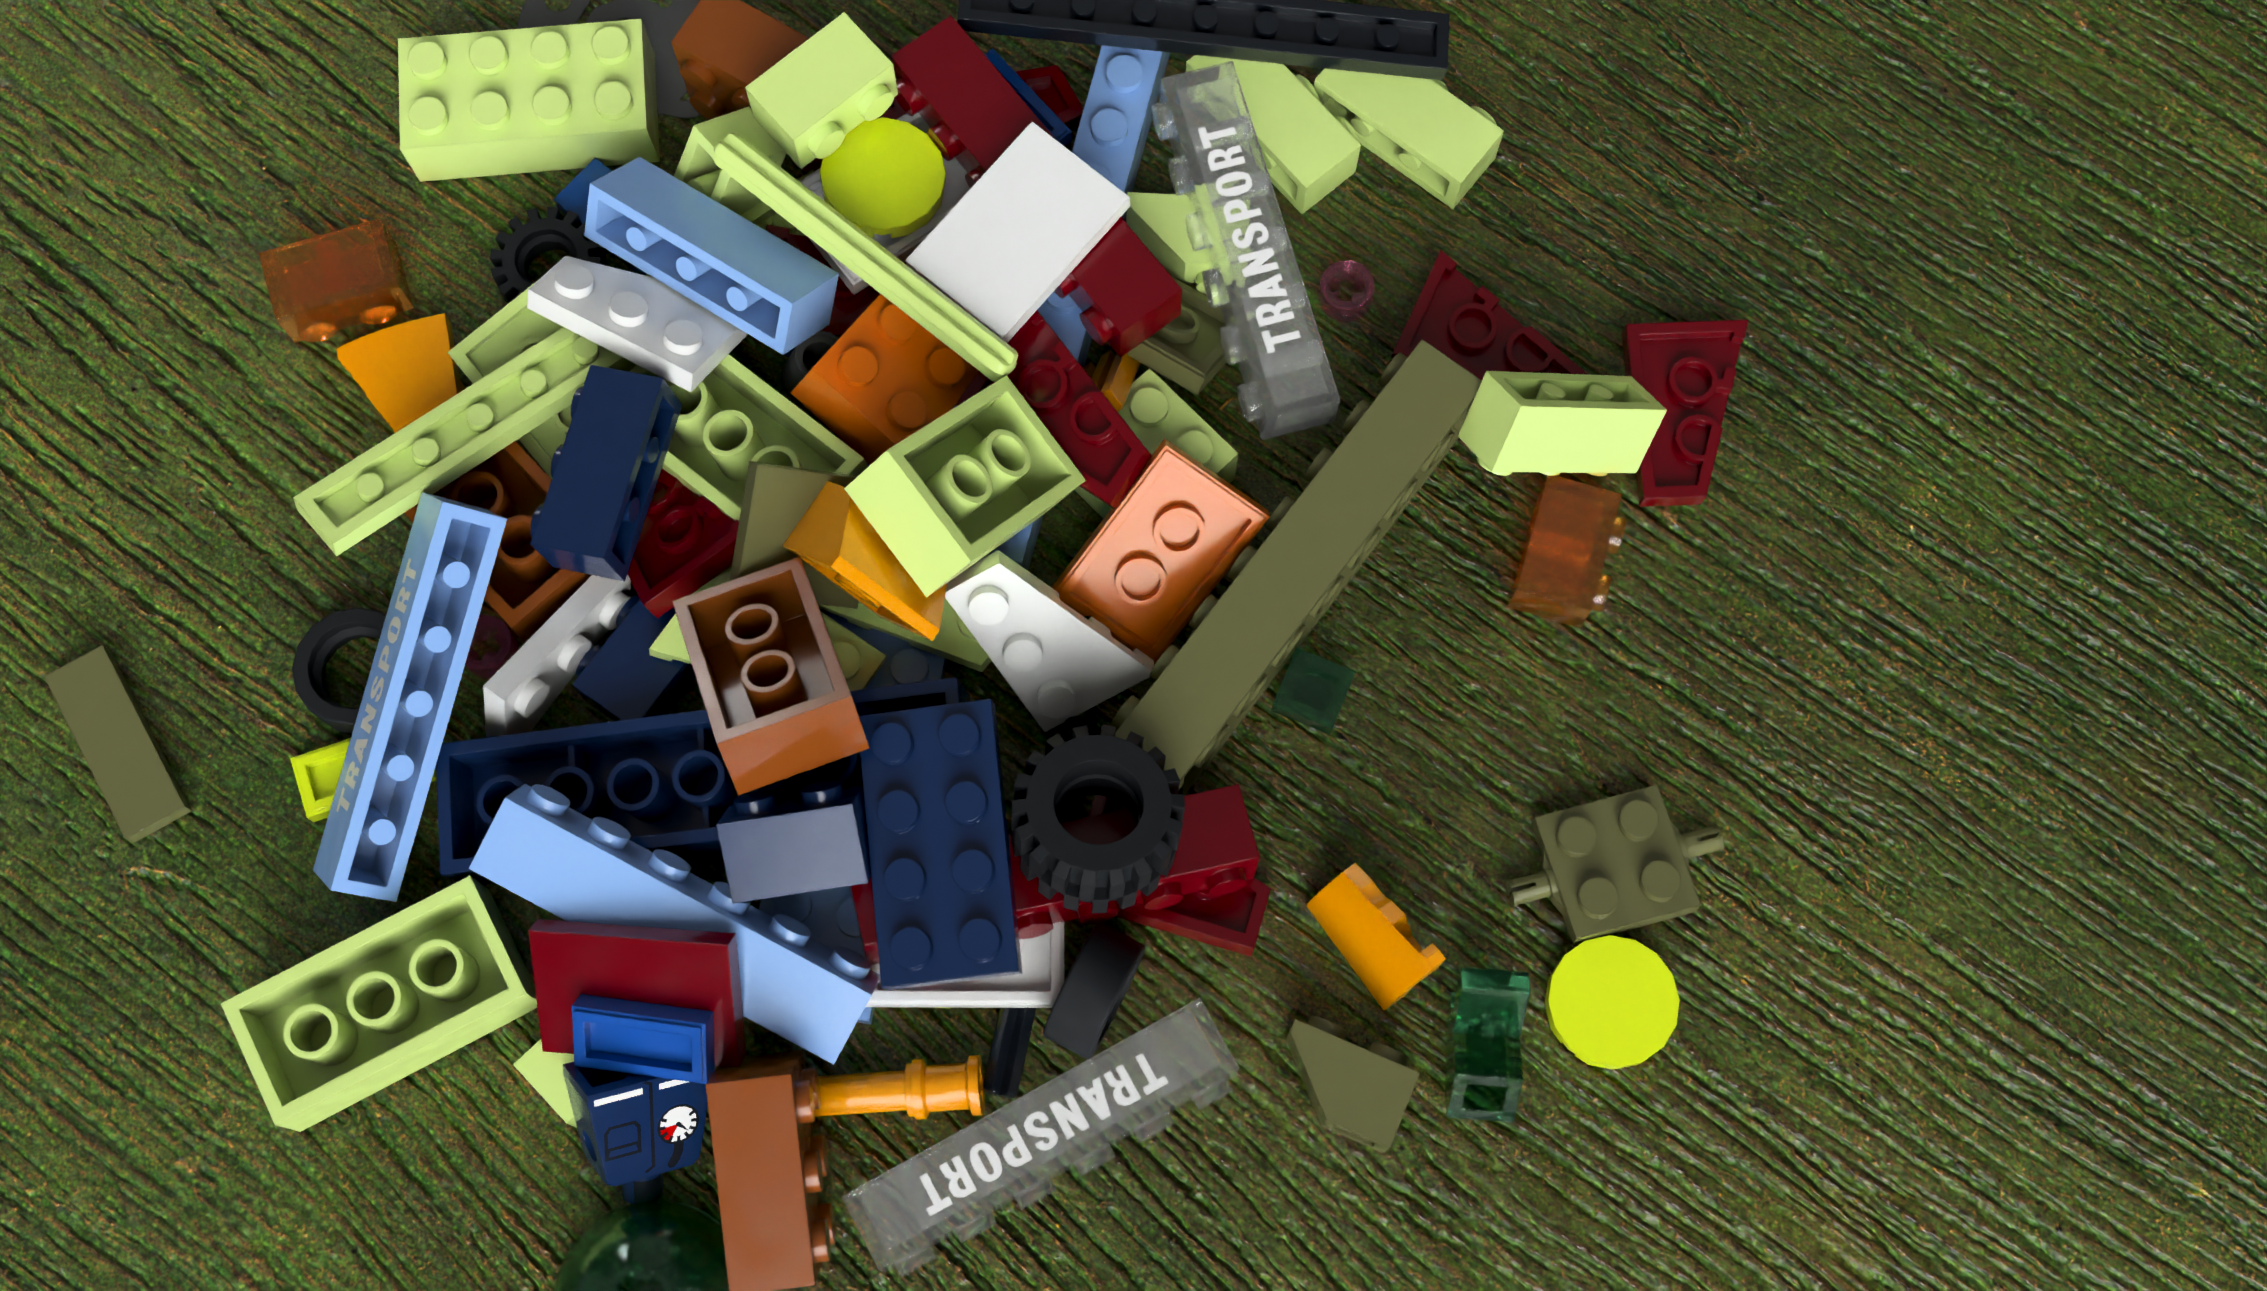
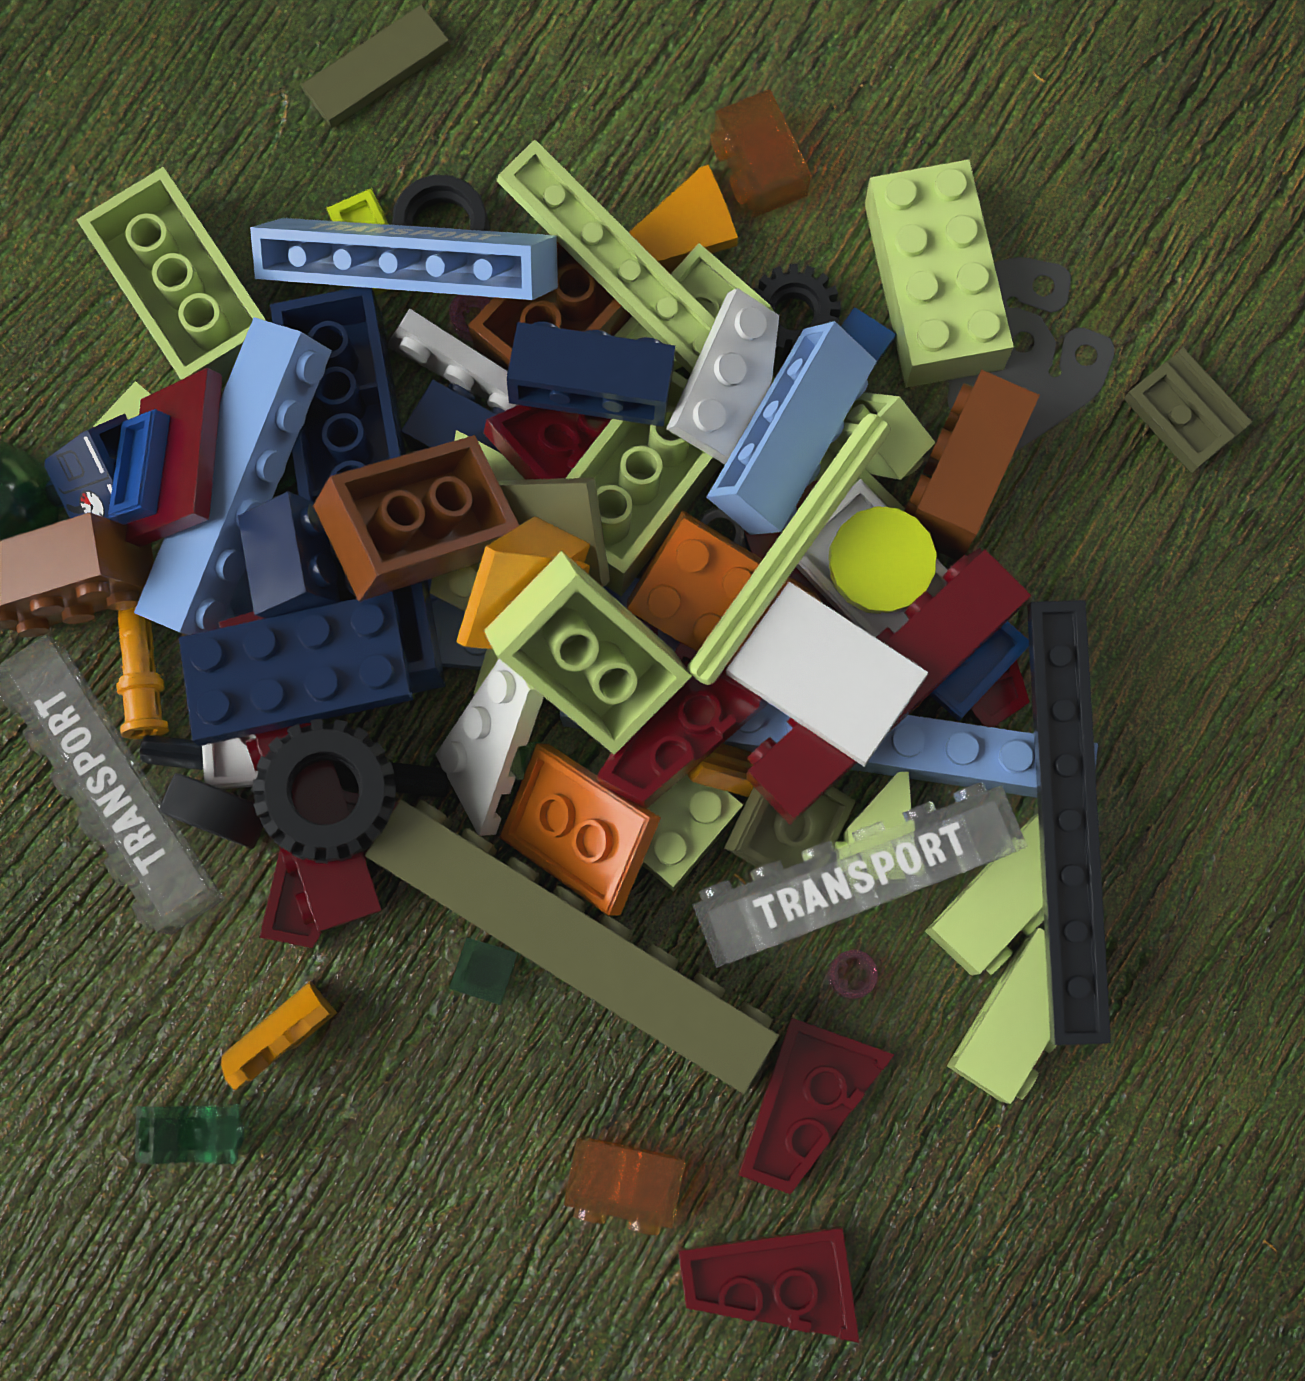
camera: 90 degrees right, 5 degrees up
(823, 91) = (940, 496): yellowish green brick -> none
(1351, 1087) = (155, 1027): olive slope -> none
(1560, 423) = (725, 1169): yellowish green brick -> none
(1612, 1002) = (240, 1242): neon yellow tile -> none
(1615, 864) = (355, 1240): olive plate -> none

